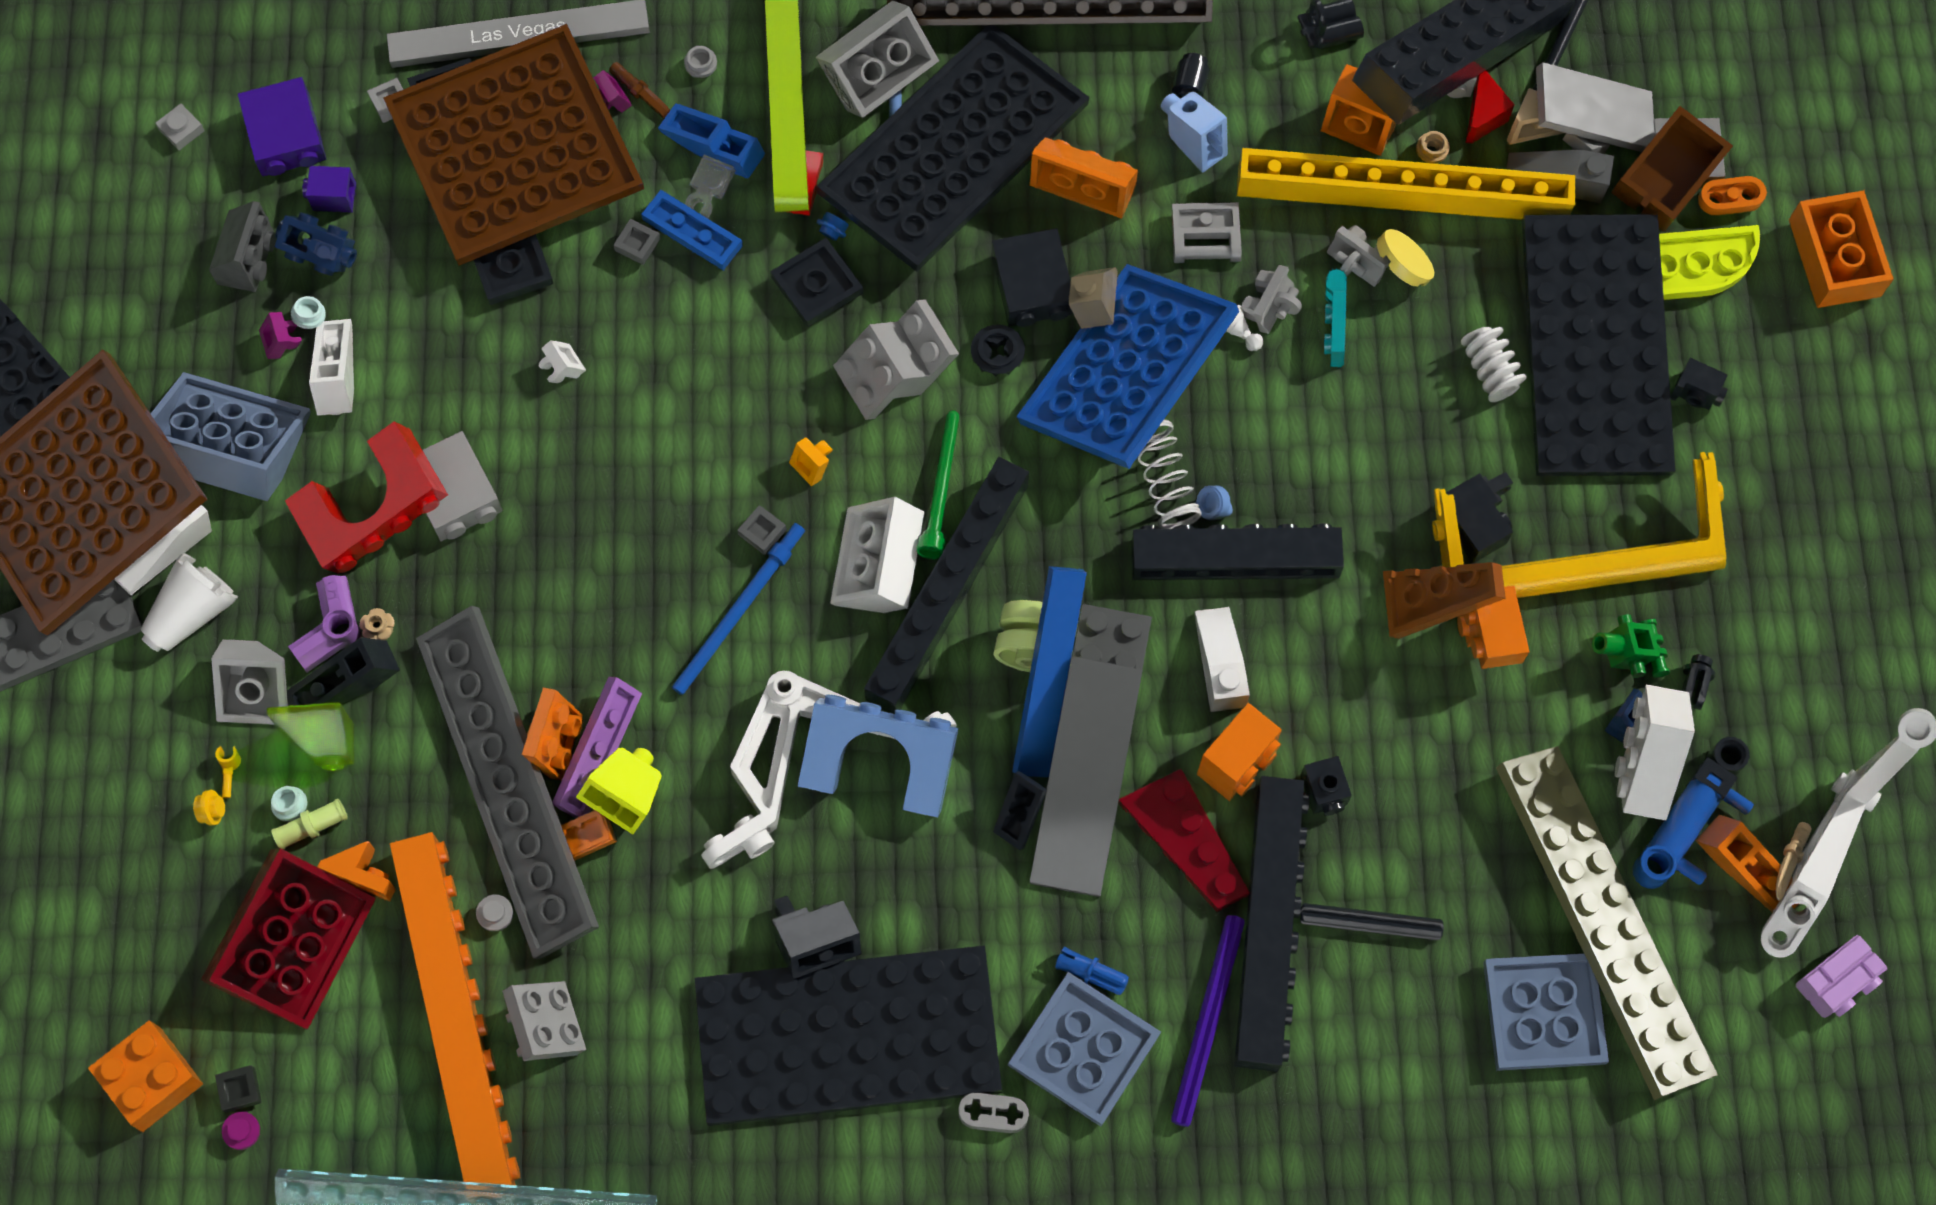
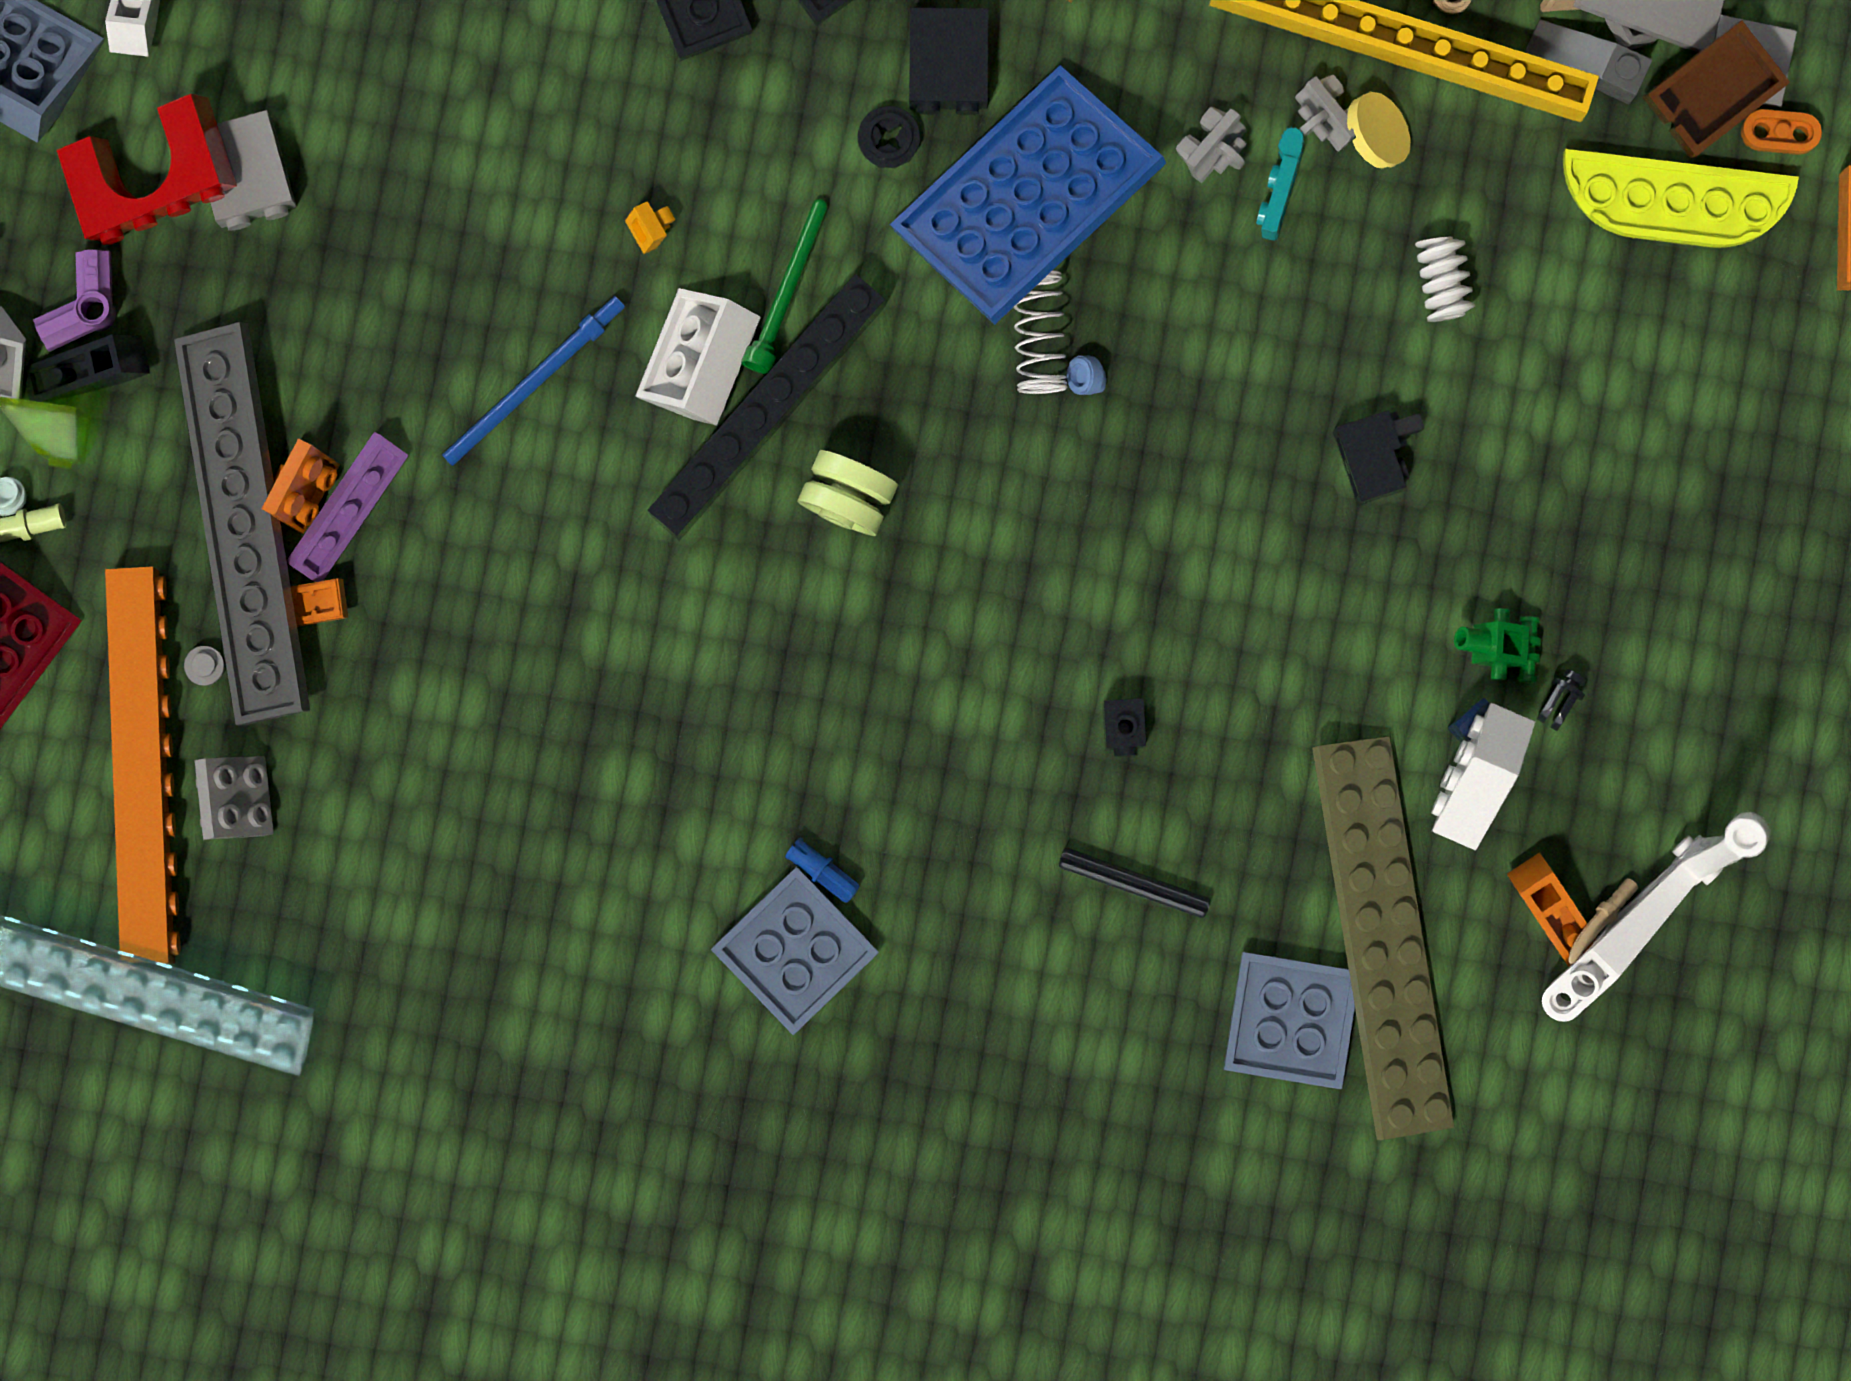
camera: 10 degrees right, 15 degrees up
(351, 868) = (60, 583): orange slope -> none
(386, 626) = (142, 320): tan plate -> none
(562, 359) = (395, 44): white tile -> none
(623, 787) = (366, 562): neon yellow torso -> none
(754, 832) = (579, 504): white piece -> none
(762, 530) = (577, 296): dark grey plate -> none
(814, 938) = (536, 772): hinge -> none
(847, 1036) = (550, 879): black plate -> none
(895, 359) = (768, 129): light grey bracket -> none
(926, 743) = (699, 586): medium blue arch -> none
(993, 1103) = (681, 1005): light grey beam -> none
(1020, 810) = (785, 682): black slope -> none
(1049, 671) = (849, 541): blue tile -> none
(1090, 750) = (879, 627): dark grey slope -> none
(1094, 297) = (1010, 99): dark tan slope -> none
(1182, 829) = (958, 739): dark red wing -> none
(1206, 222) = (1162, 32): light grey plate -> none
(1207, 1021) = (933, 948): dark purple axle -> none
(1221, 660) = (1048, 555): white slope -> none
(1237, 552) = (1096, 439): black brick -> none
(1239, 752) = (1037, 671): orange brick -> none
(1241, 329) = (1170, 173): white piece -> none
(1270, 924) = (1024, 861): black brick -> none
(1435, 595) = (1298, 545): dark orange wing -> none
(1496, 632) = (1352, 595): orange brick -> none
(1597, 345) = (1569, 281): black plate -> none
(1608, 567) = (1481, 543): yellow piece -> none
(1691, 812) = (1511, 842): blue piece -> none
(1700, 385) = (1671, 357): black brick -> none
(1841, 977) = (1617, 1055): lavender brick -> none

